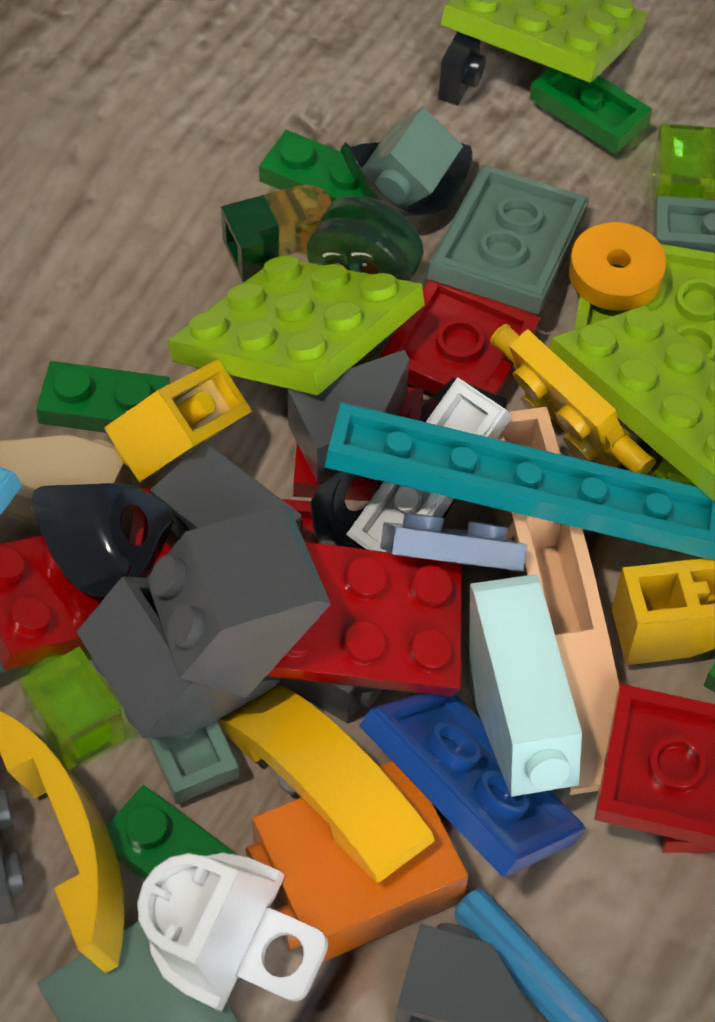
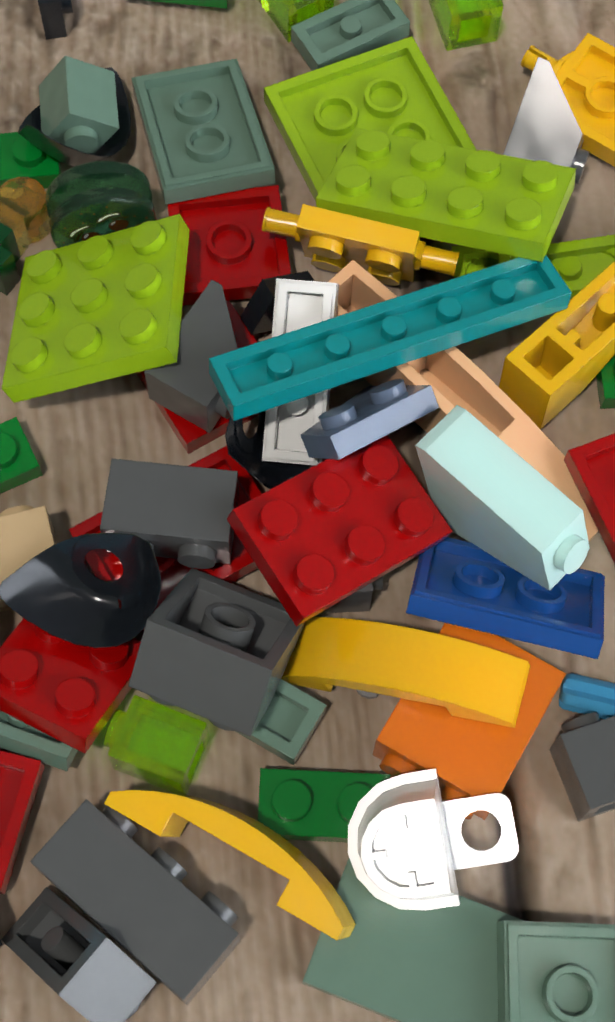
camera: 35 degrees left, 10 degrees up
(177, 419) = (70, 454): yellow slope -> none
(236, 598) = (255, 575): dark grey slope -> none
(615, 287) = (308, 126): light orange piece -> none

